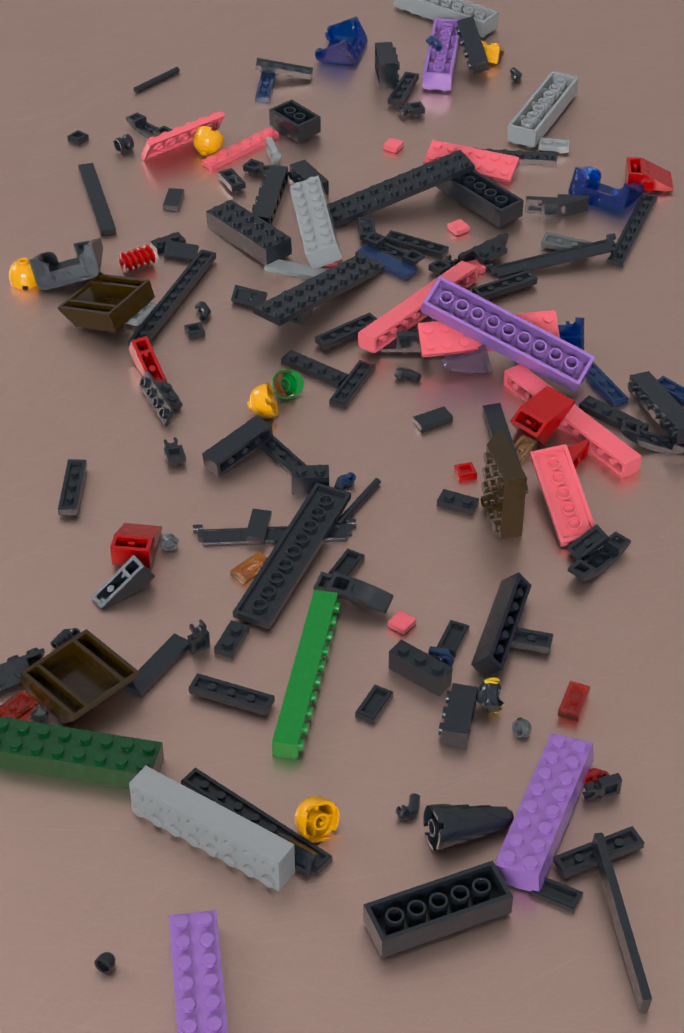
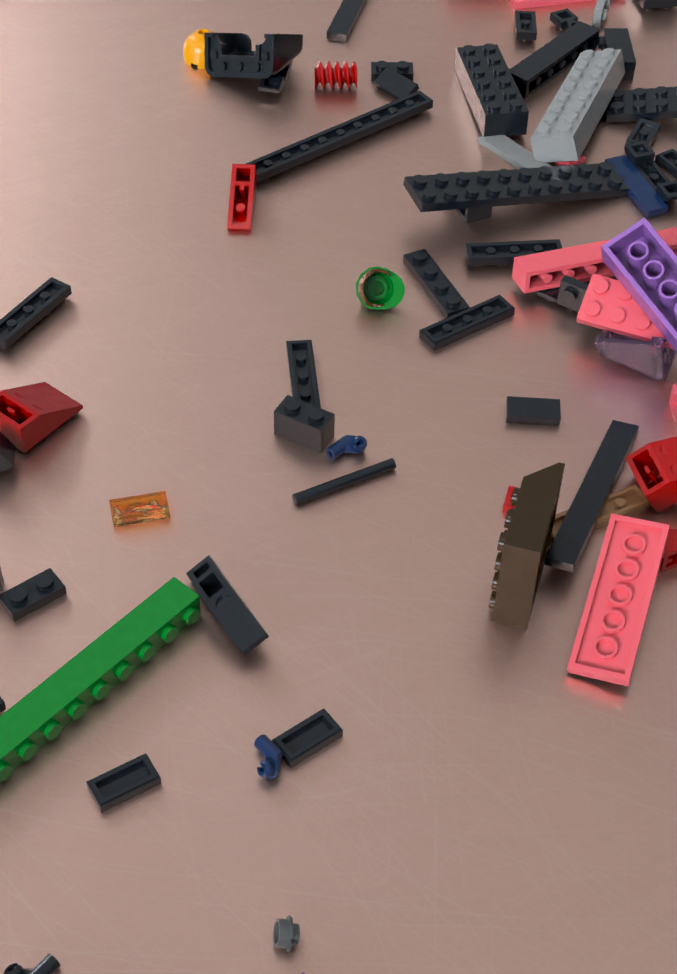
camera: 30 degrees right, 5 degrees up
(107, 302) = (255, 112): dark brown slope -> none
(138, 318) = (285, 138): light grey plate -> none
(160, 396) = (225, 246): black bracket -> none
(169, 542) = (71, 429): dark grey plate -> none
(173, 199) = (441, 25): black tile -> none
(173, 452) = (178, 320): black plate -> none
(194, 330) = (333, 183): black tile -> none
(202, 307) = (365, 163): black arm -> none
(236, 536) = (209, 478): black piece -> none
(237, 446) = (253, 342): black brick -> none
(248, 296) = (426, 163): black plate -> none
(258, 525) = (190, 456): black tile -> none
(262, 401) = (332, 299): light orange cylinder -> none
(291, 556) = (194, 516): black plate -> none
(348, 563) = (257, 562): black tile -> none
(400, 372) = (540, 331): black arm -> none
(401, 622) = (259, 679): coral tile -> none
(420, 667) = (220, 761): black brick -> none
(457, 502) = (473, 539): black plate -> none
(458, 715) = (212, 864): black brick -> none
(488, 695) = (276, 857): black hair -> none
(501, 625) = (378, 754): black brick -> none
(532, 640) = (409, 798): black plate -> none
(574, 701) = (393, 931): clear red plate -> none
(588, 543) = (603, 689): black plate -> none
(601, 559) = (608, 722): black slope -> none

